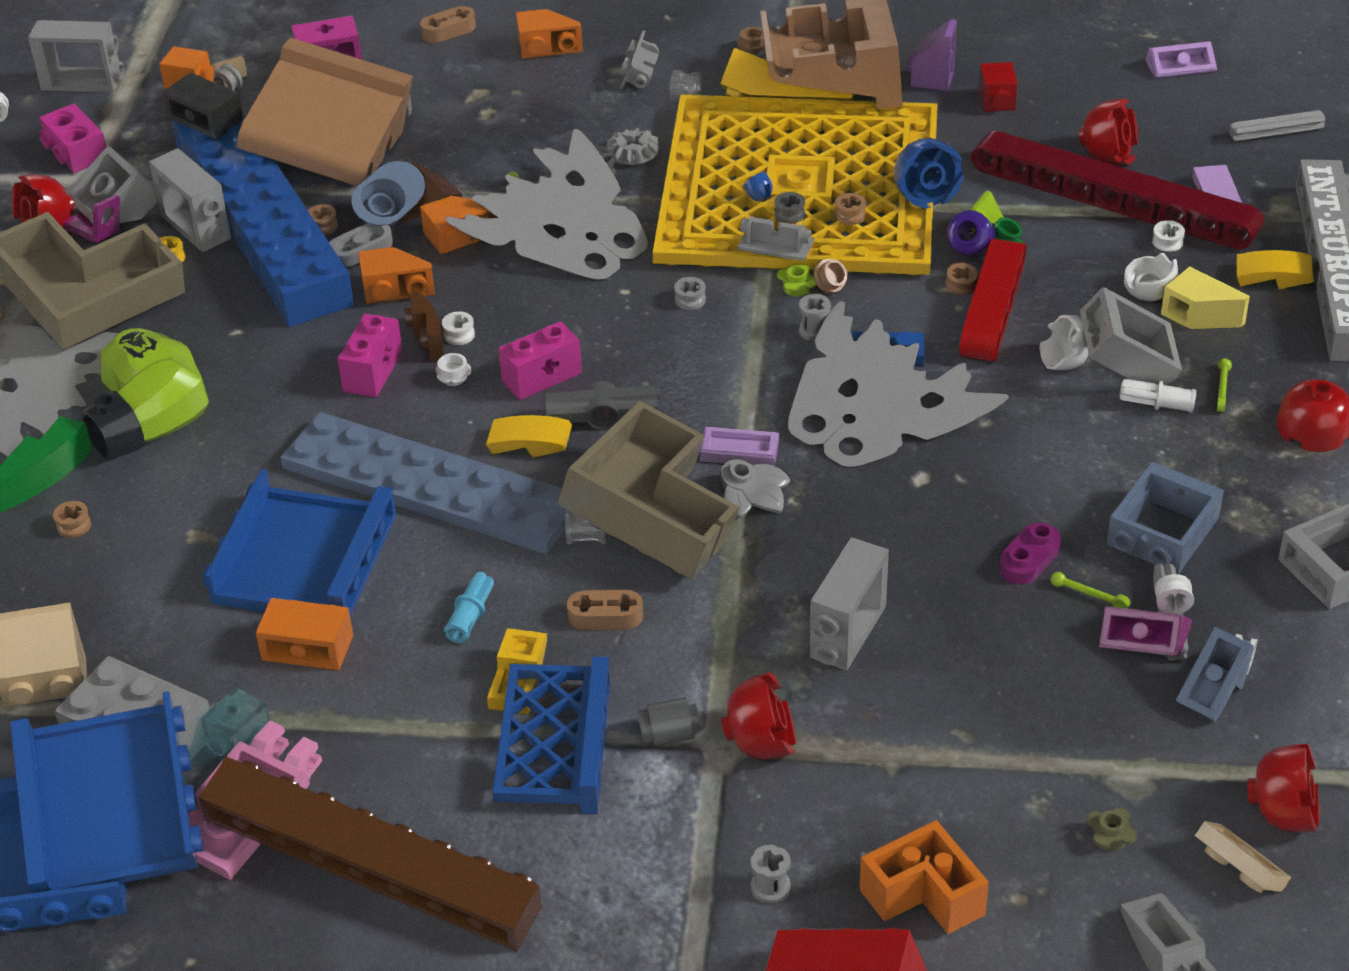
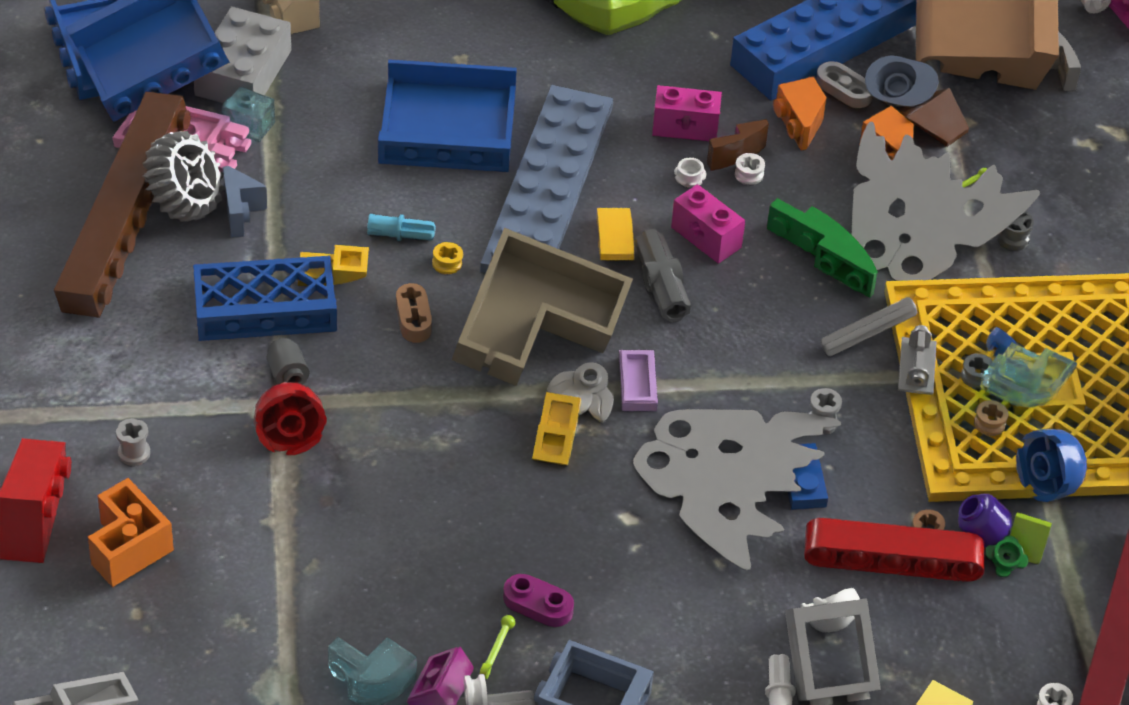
camera: 75 degrees right, 5 degrees up
(304, 633) = (350, 134): orange brick -> none
(325, 218) = (875, 48): medium nougat bush -> none
(355, 777) = (183, 176): none -> light grey gear
(379, 749) = (242, 196): none -> sand blue slope
(528, 583) = (447, 265): none -> yellow bush
(593, 280) = (834, 247): none -> green slope
(633, 146) = (1069, 262): light grey gear -> none
(690, 293) = (841, 313): light grey bush -> none
(712, 271) = (868, 326): none -> light grey axle
(796, 280) = (886, 397): lime plate -> none
(811, 516) = (557, 428): none -> yellow slope
(817, 170) = (1026, 377): none -> clear light blue brick
(830, 275) = (895, 419): medium nougat plate -> none
(848, 603) = (427, 439): light grey window -> none
(1111, 838) = (212, 674): olive plate -> none
(1130, 682) = (373, 677): none -> clear light blue brick
(1148, 276) = (965, 675): white hair -> none

